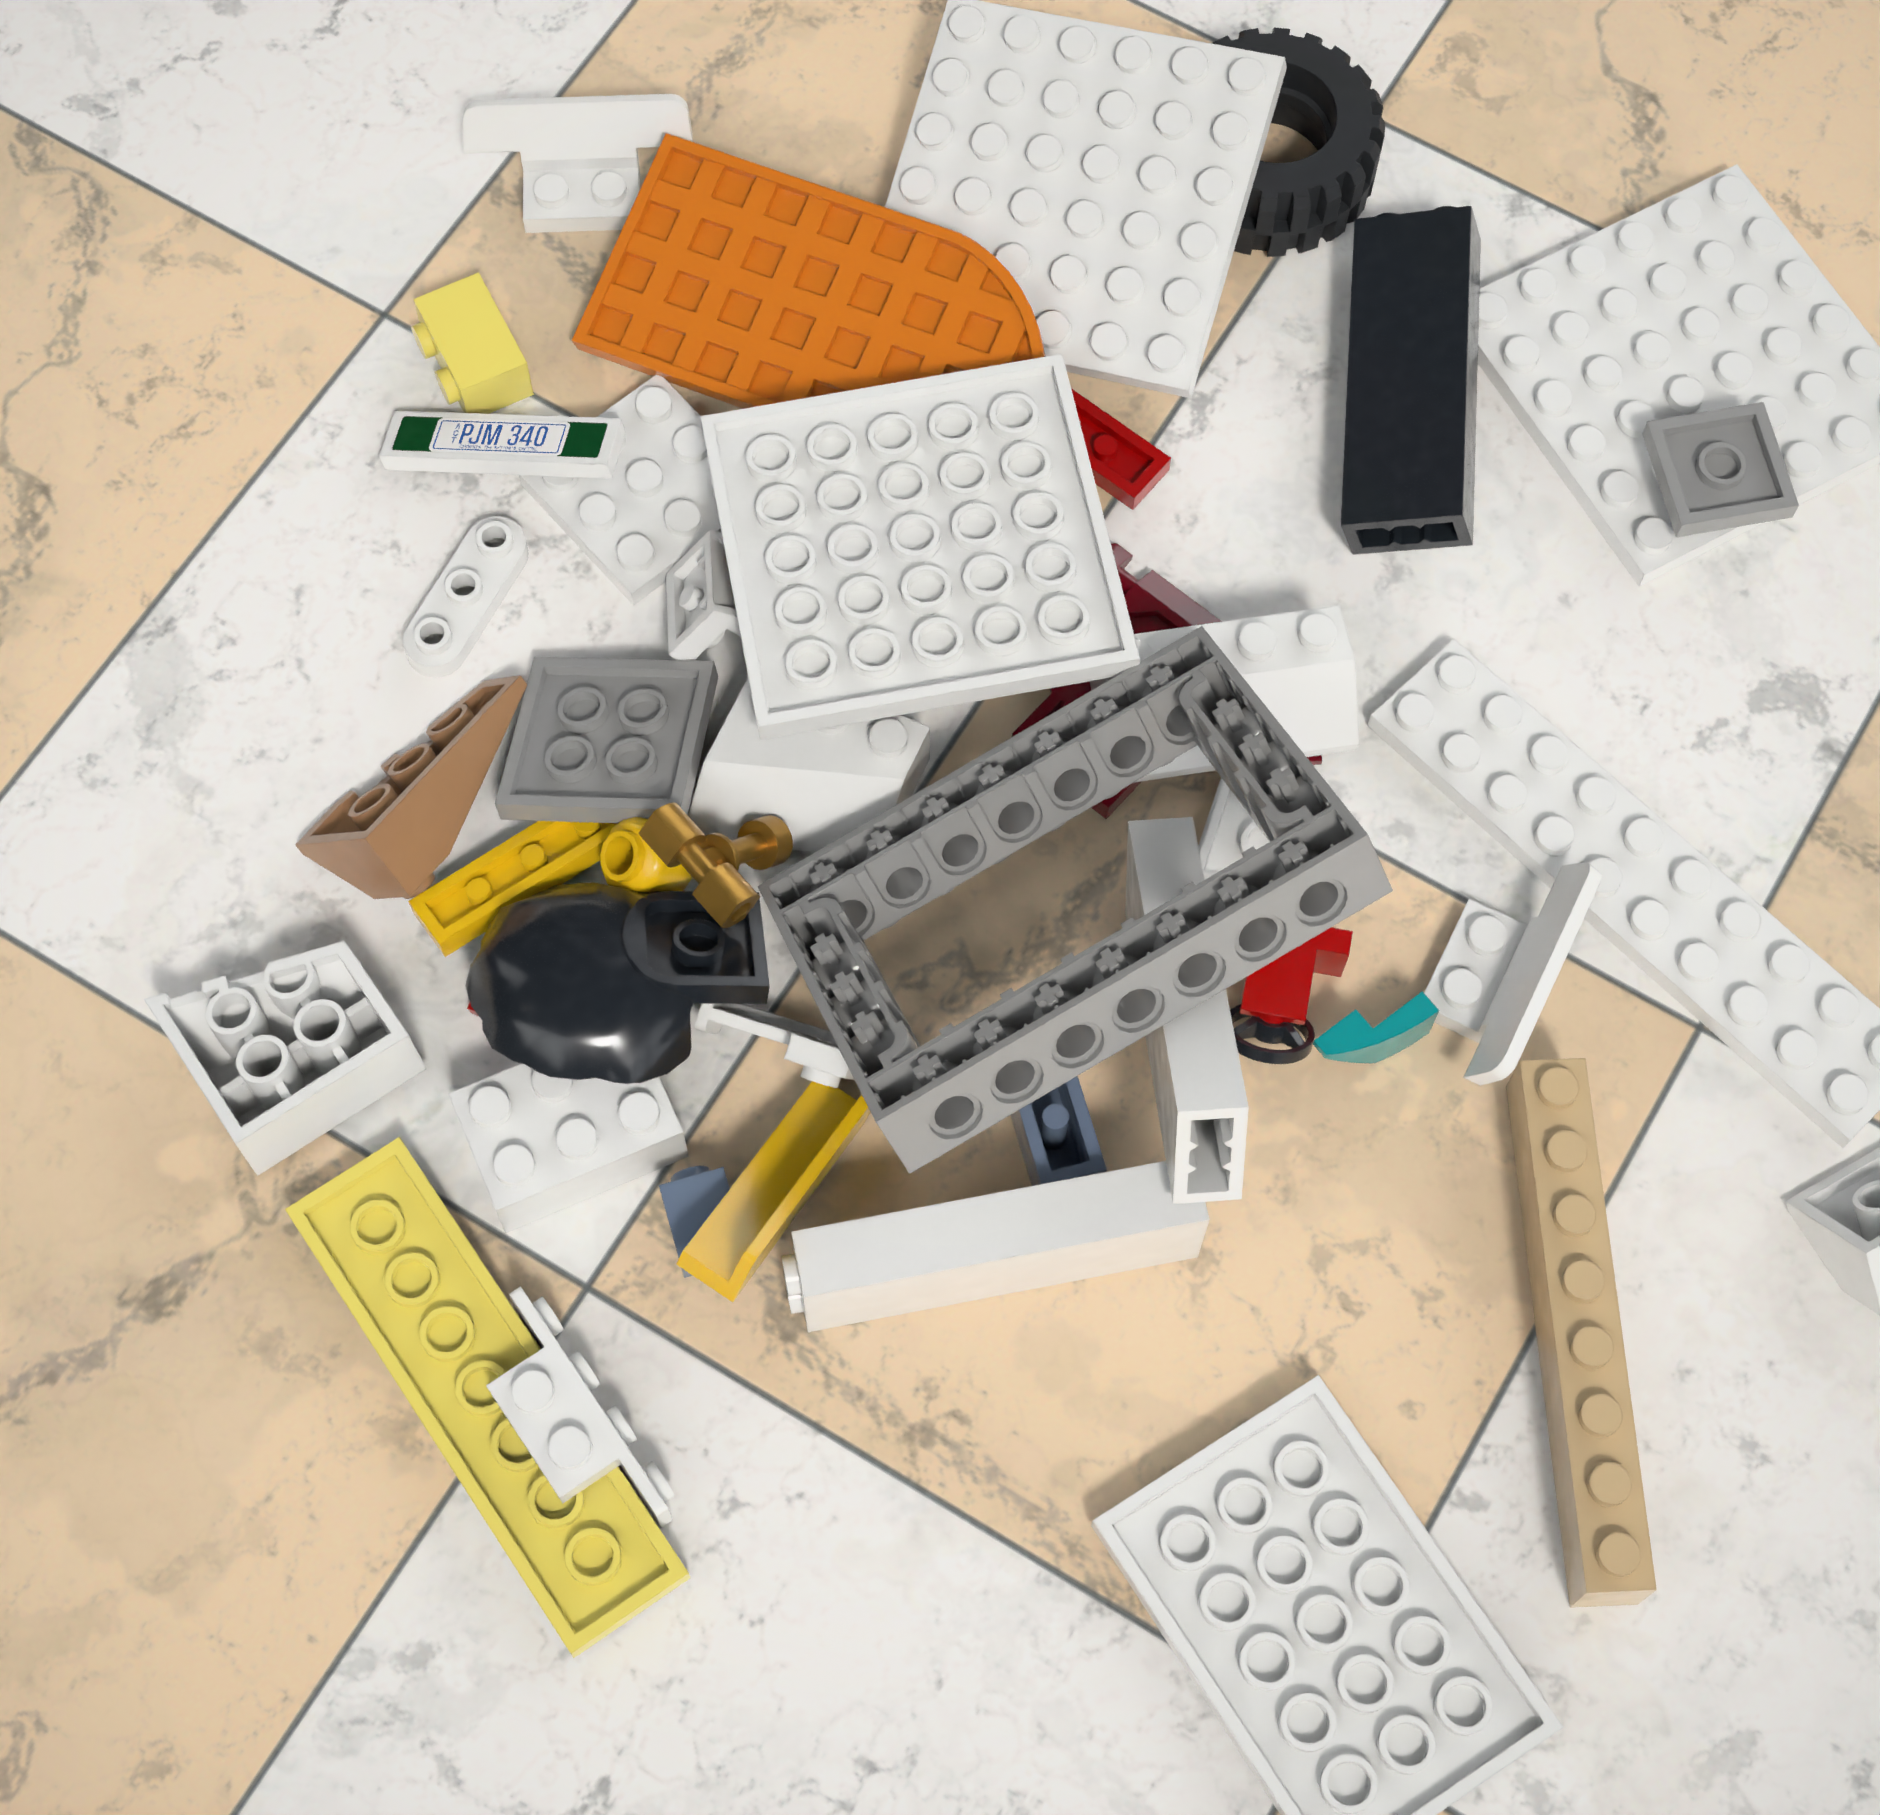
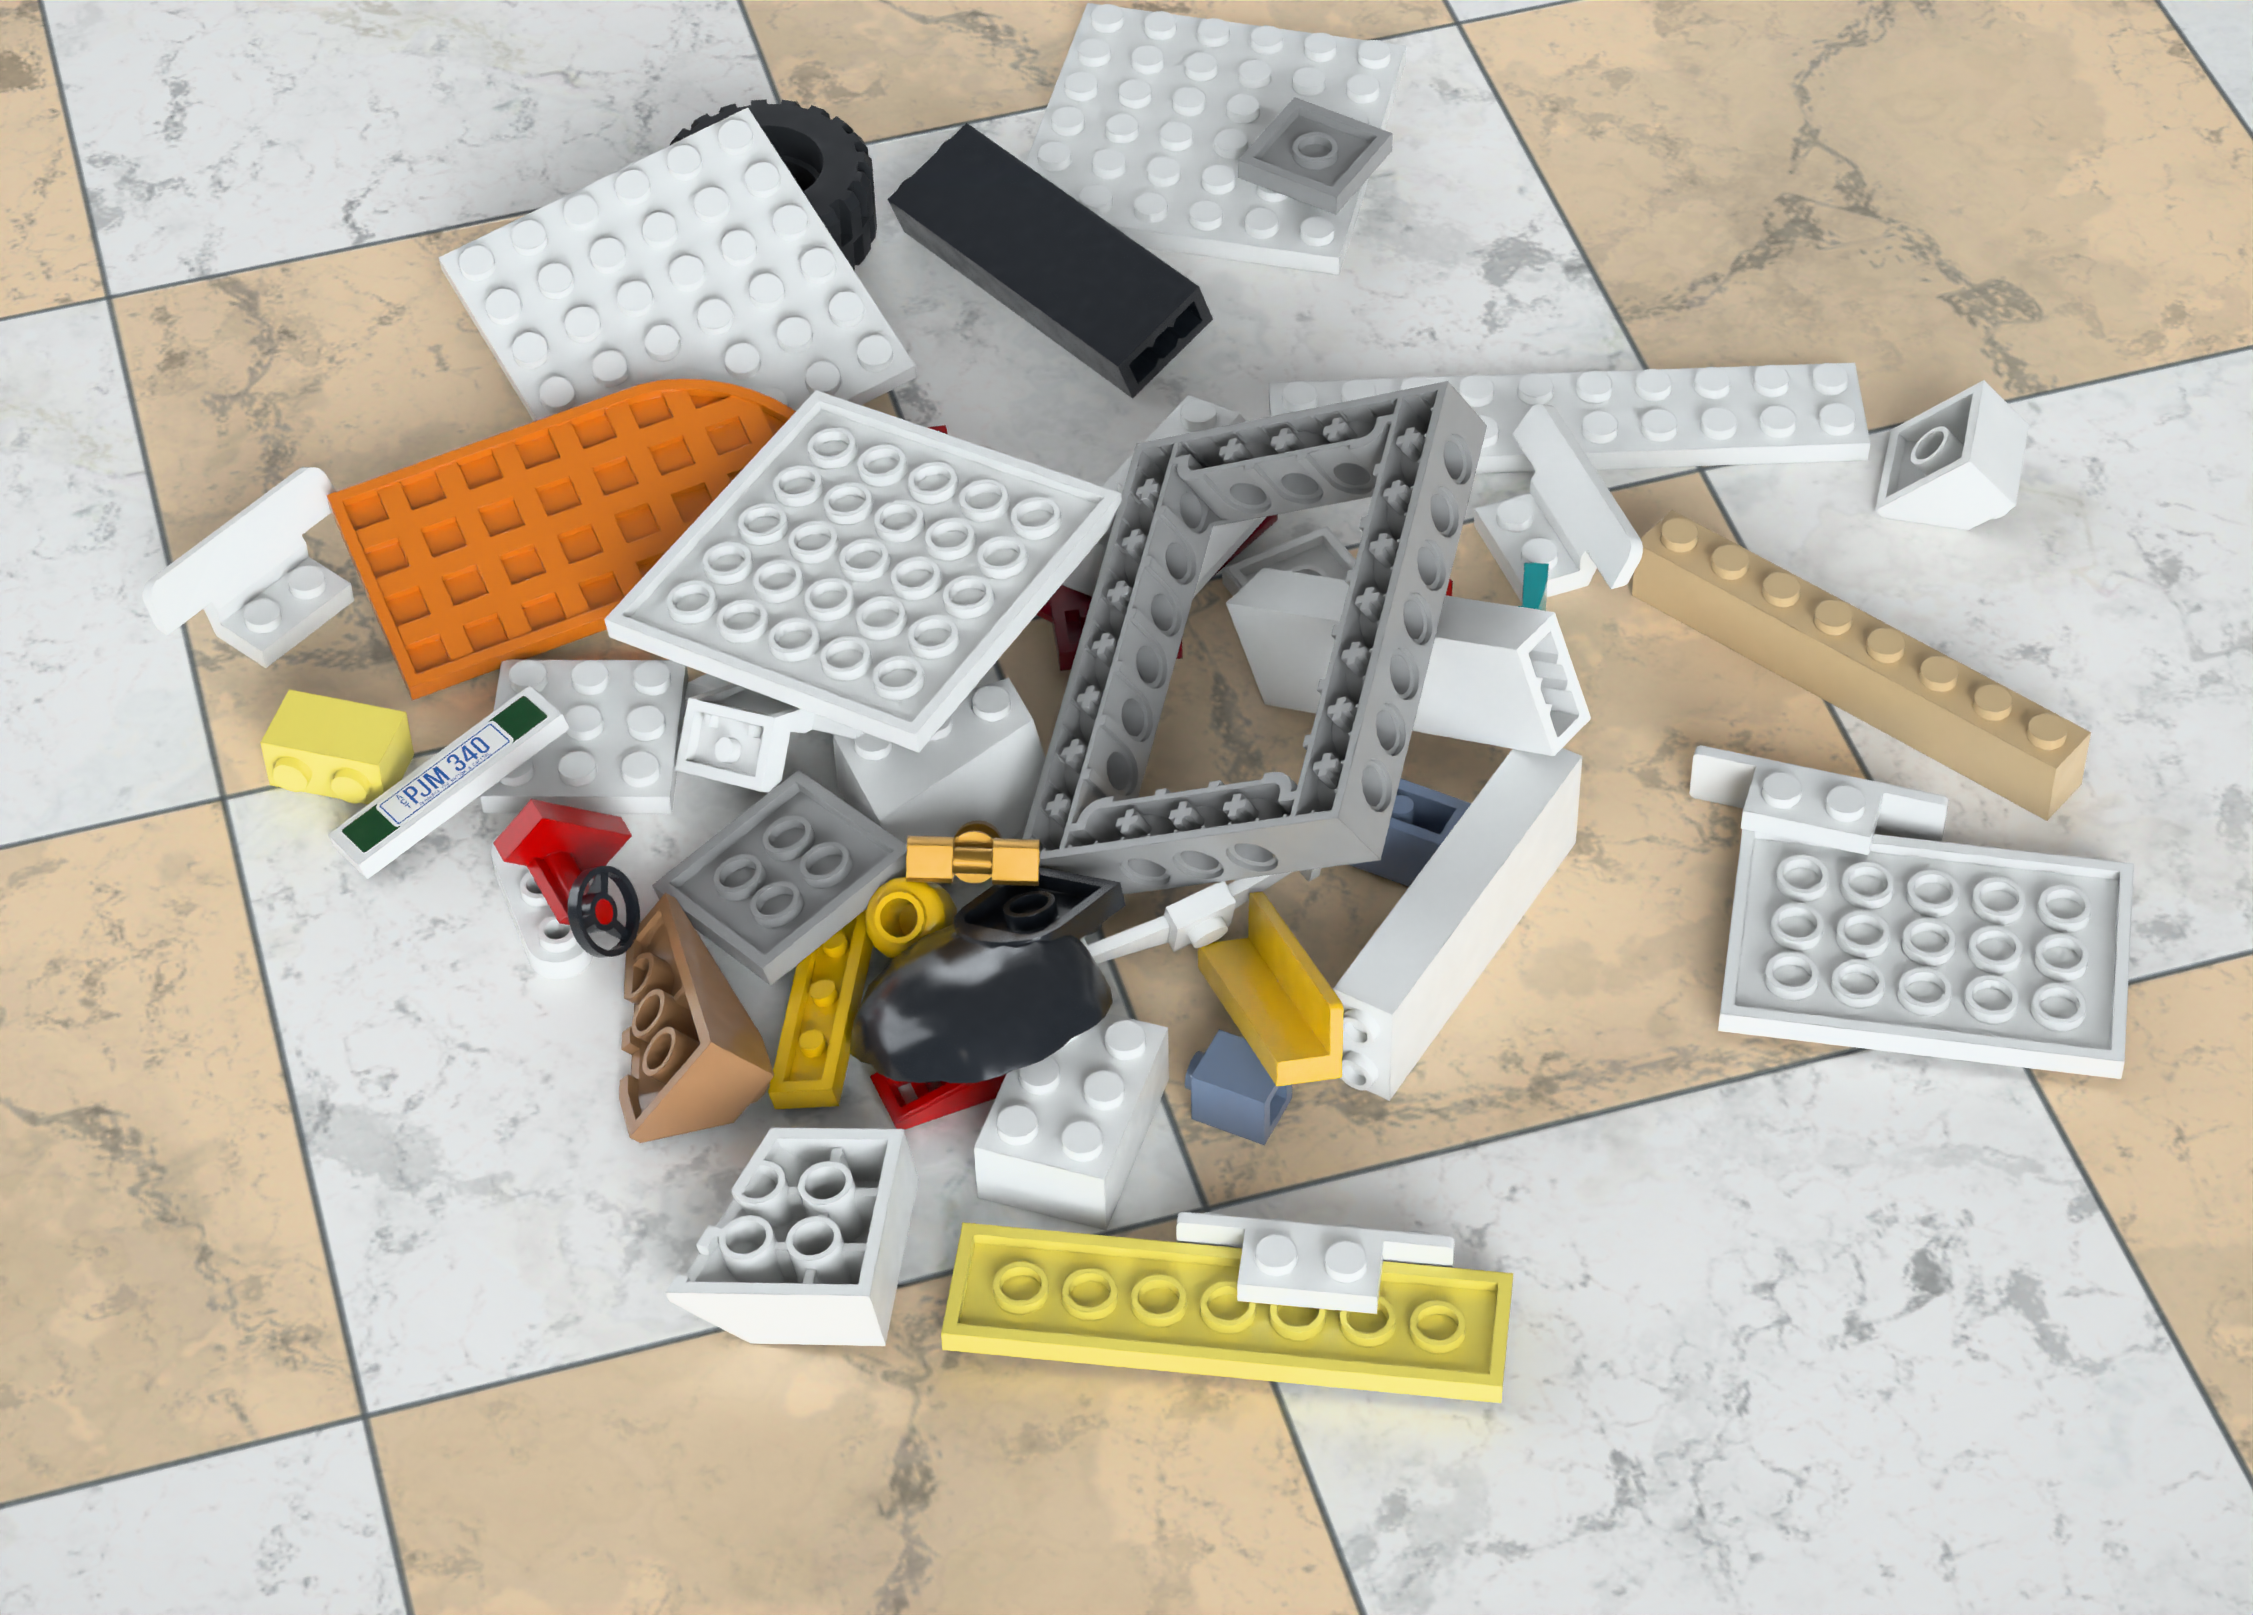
camera: 45 degrees left, 20 degrees down
(474, 599) = (563, 853): none -> red piece
(1379, 1424) = (1813, 802): none -> white bracket

